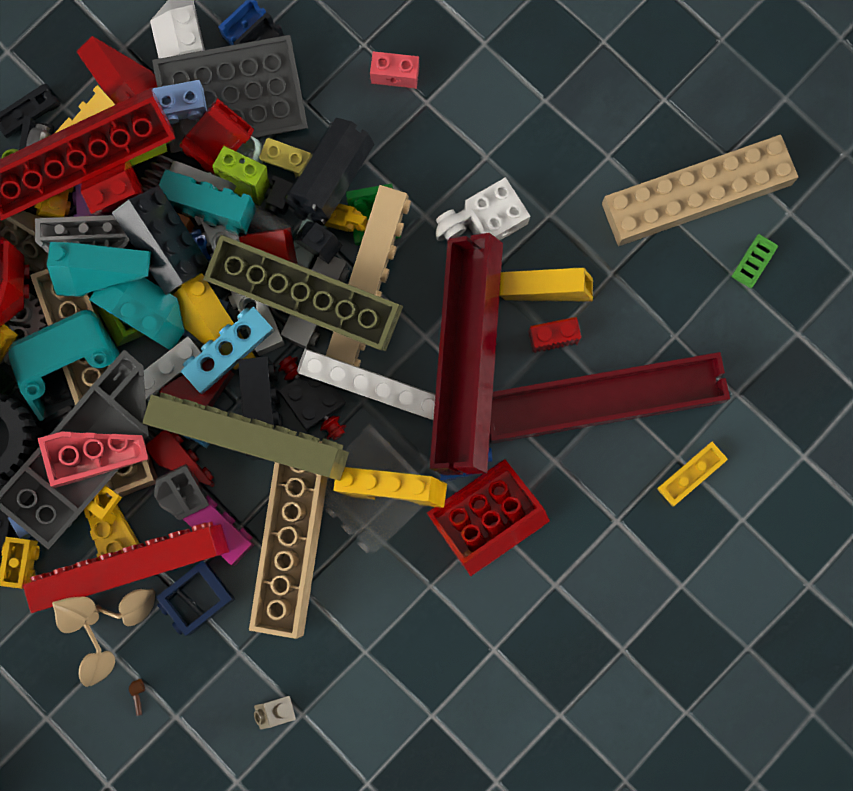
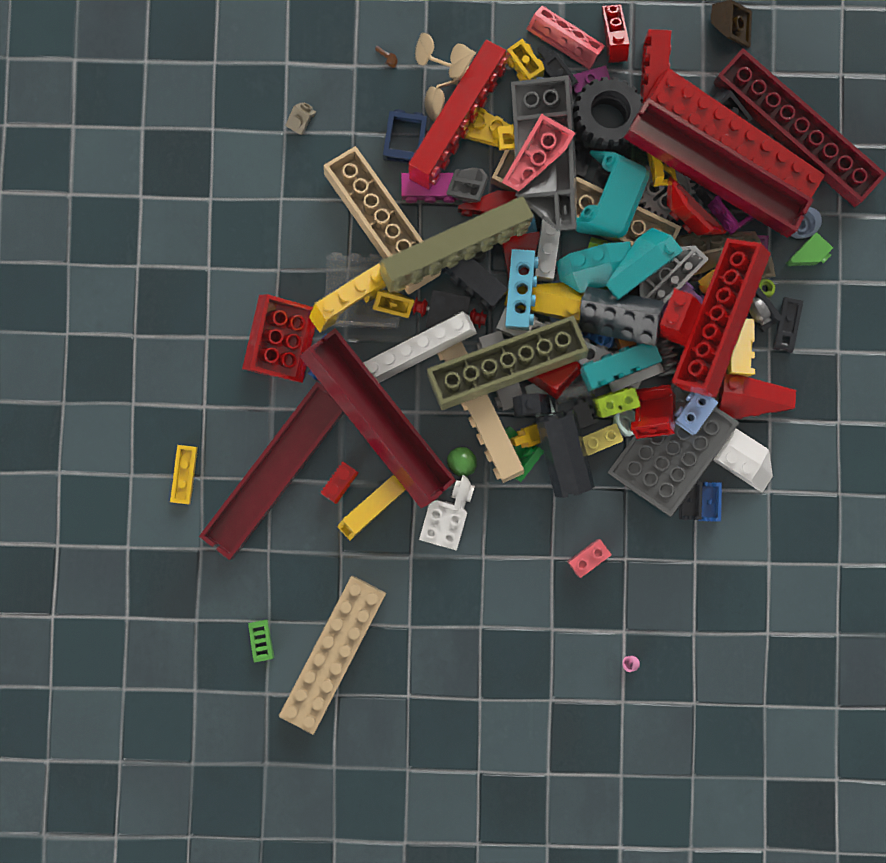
camera: 135 degrees right, 5 degrees up
(359, 451) = (393, 303): none -> yellow slope
(426, 255) = (462, 461): none -> bright green hair

